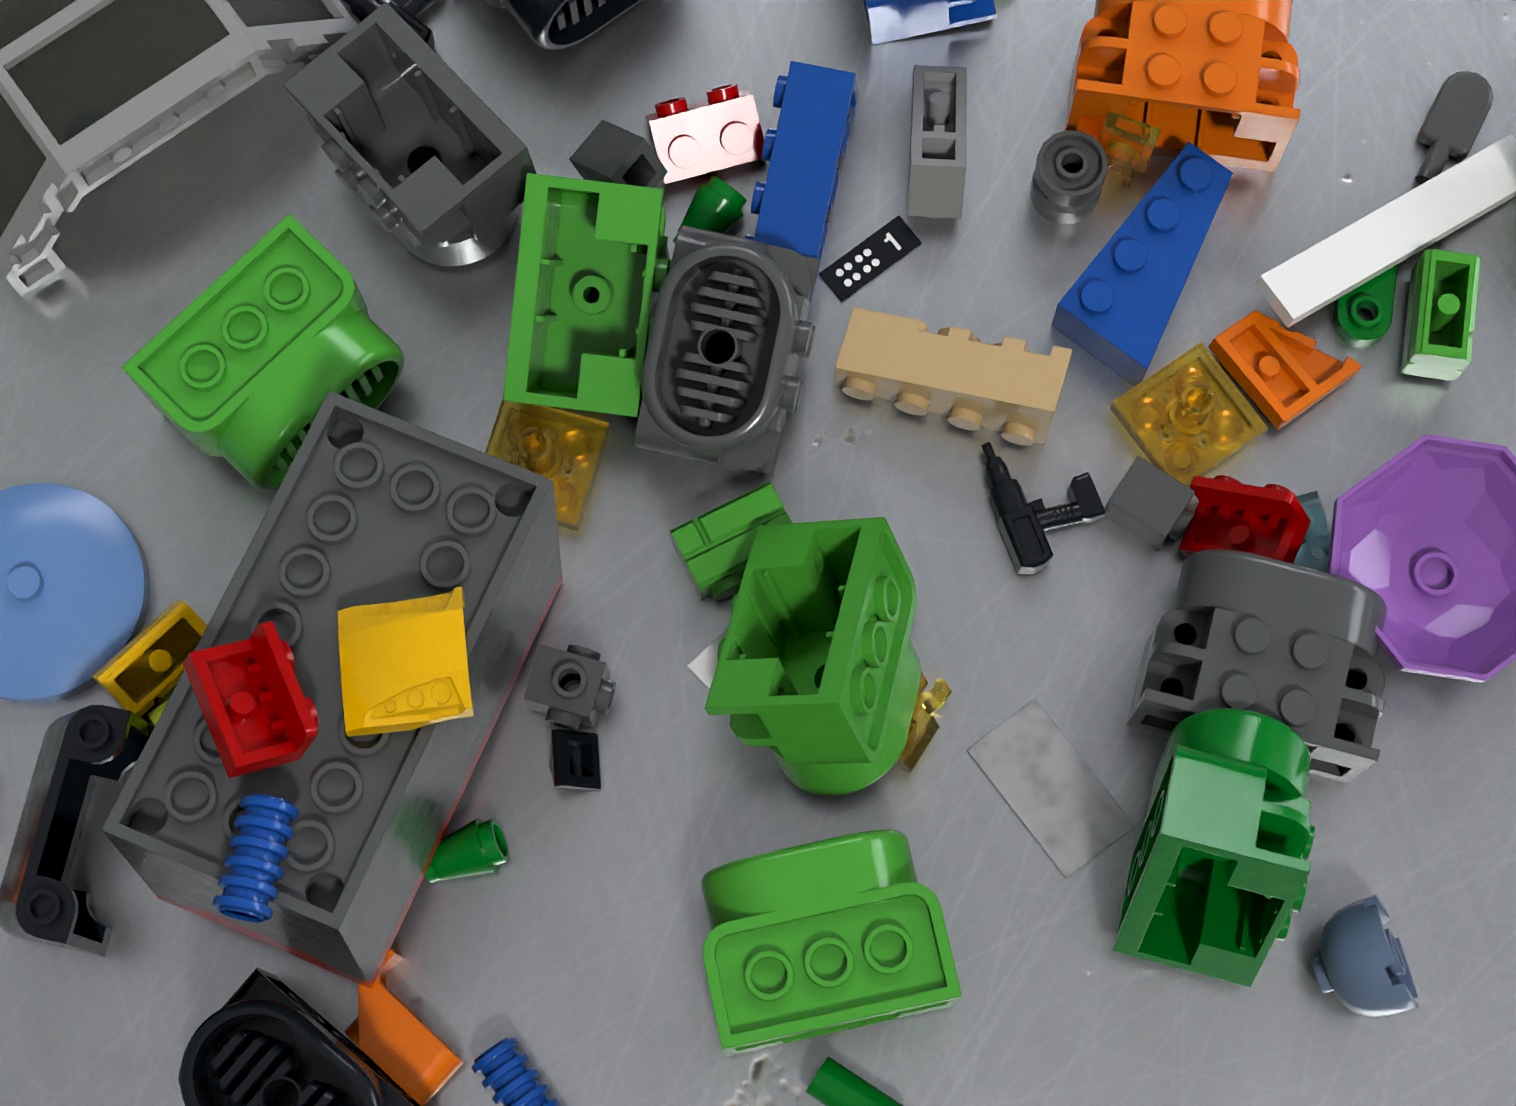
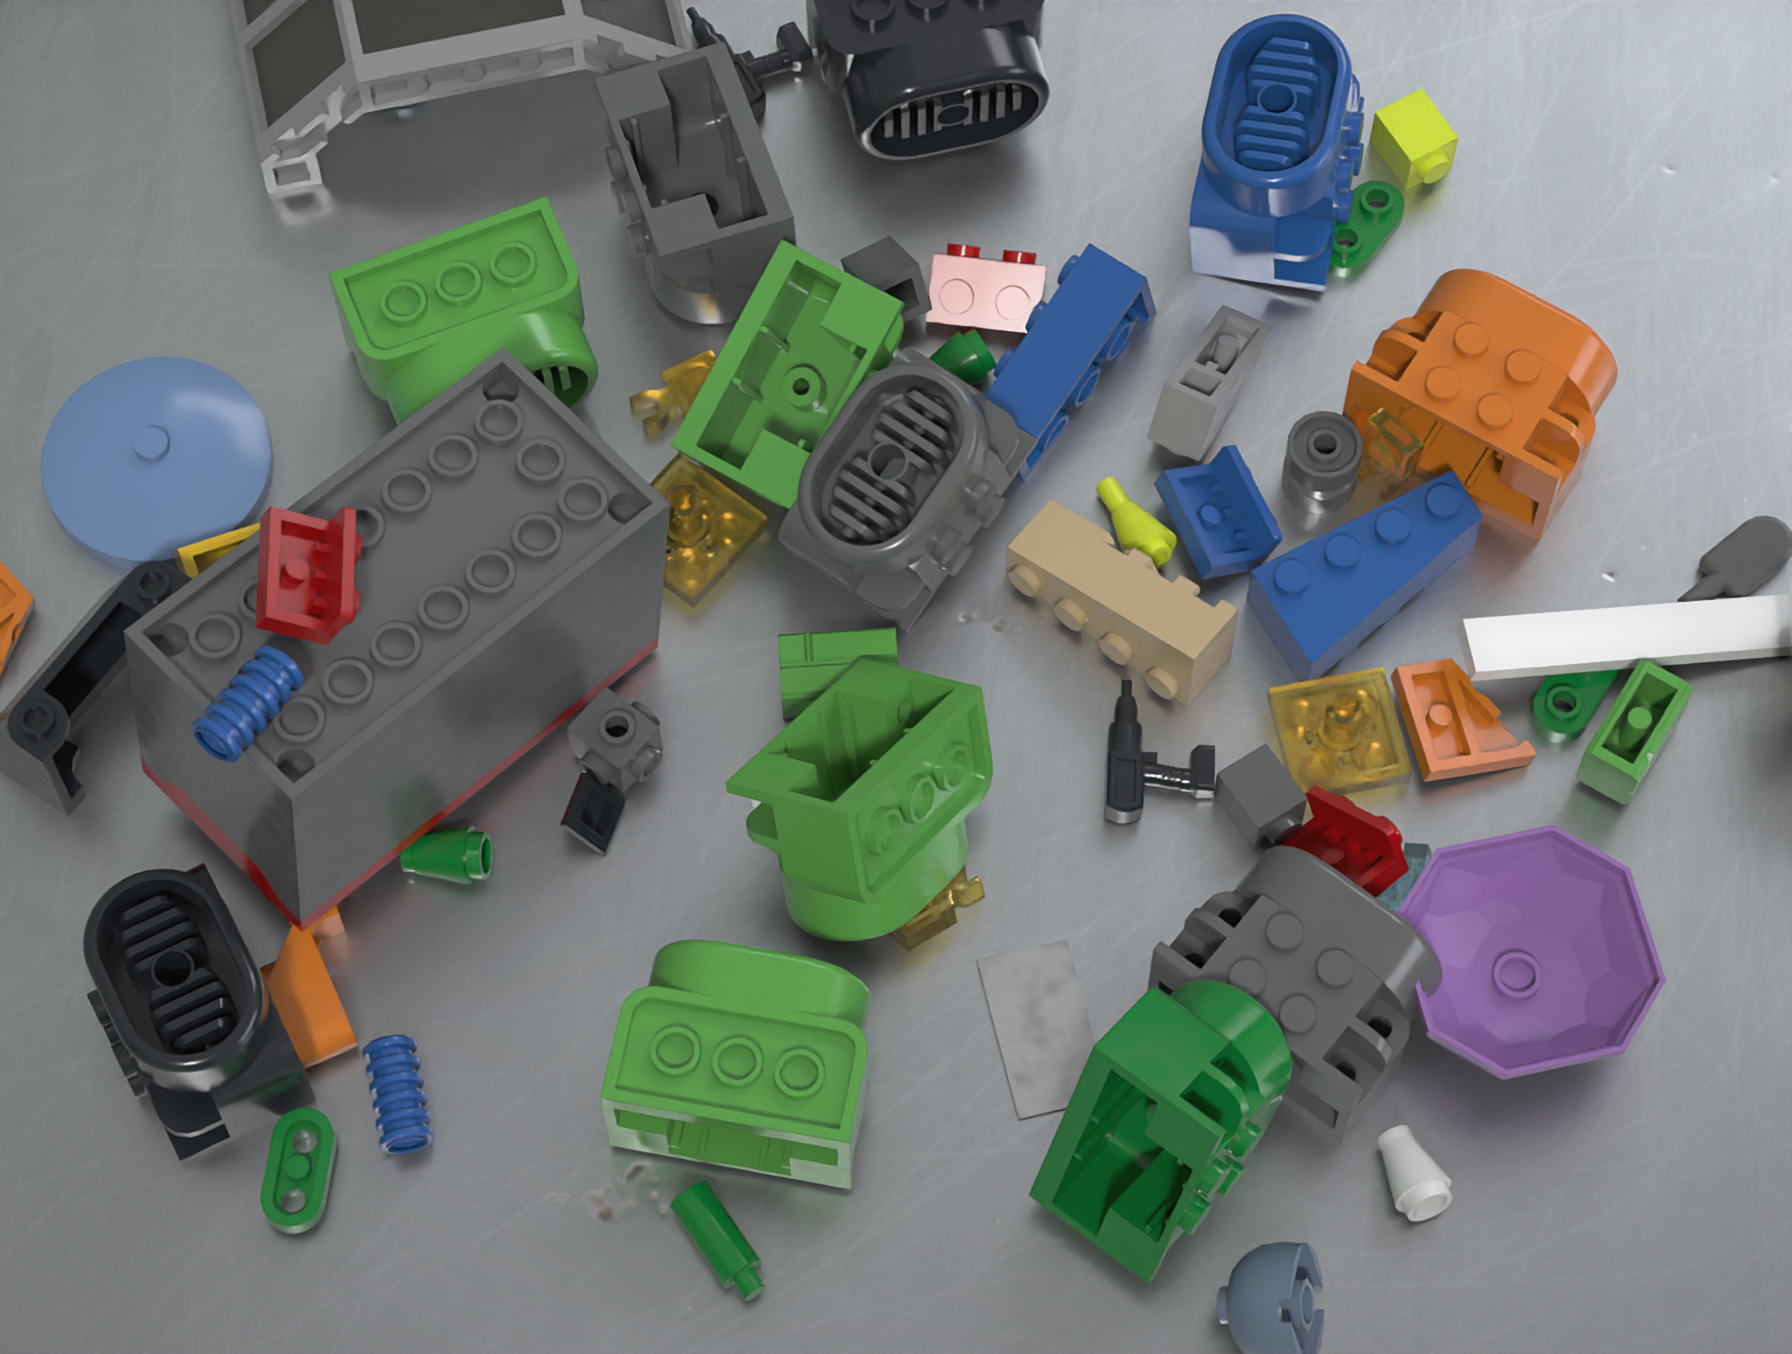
camera: 20 degrees right, 10 degrees down
(404, 664) = (456, 599): yellow slope -> none
(483, 333) = (679, 392): none -> clear yellow plate
(870, 258) = (1090, 468): black sticker -> none
(934, 302) = (1135, 525): none -> neon yellow cone
(1001, 259) = (1220, 514): none -> blue bracket
(1426, 790) = (1414, 1177): none -> white cone

